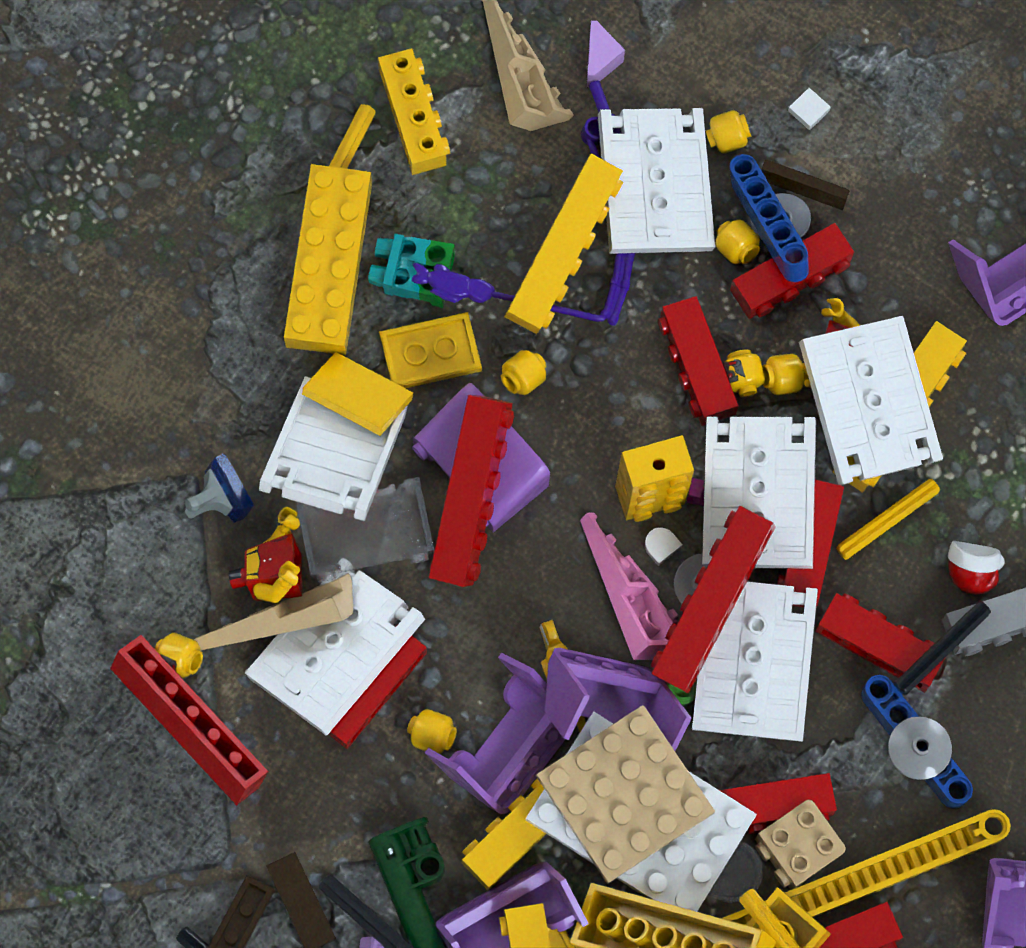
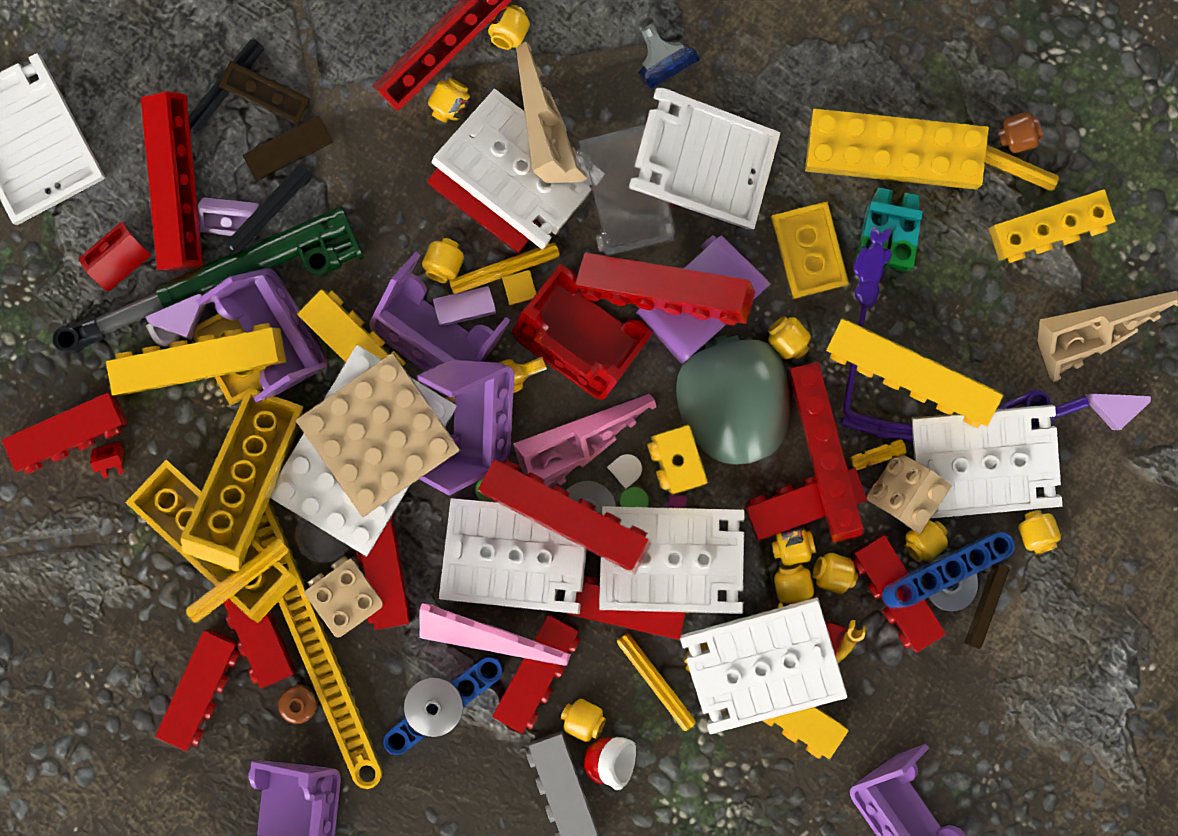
camera: 90 degrees right, 15 degrees up
(255, 721) = (449, 100): none -> yellow head
(274, 566) = (592, 109): torso -> none
(314, 138) = (1021, 132): none -> dark orange head
(357, 393) = (762, 181): yellow tile -> none
(442, 670) = (504, 268): none -> yellow axle
(463, 652) = (519, 287): none -> yellow tile
(482, 711) = (464, 306): none -> lavender slope
(519, 586) = (579, 335): none -> red windscreen
(584, 426) = (735, 399): none -> sand green piece
(646, 333) = (826, 452): none -> red brick
(647, 288) = (878, 454): none -> yellow axle
(686, 256) = (909, 492): none -> tan bracket
(692, 537) = (634, 498): none -> bright green tile
(772, 333) = (835, 573): none -> yellow head
(809, 109) = (1067, 611): white tile -> none
(836, 718) = (455, 629): none -> bright pink wedge
(919, 898) = (298, 704): none -> dark orange head
(930, 593) = (583, 720): none -> yellow head
(942, 647) = (526, 730): black axle -> none

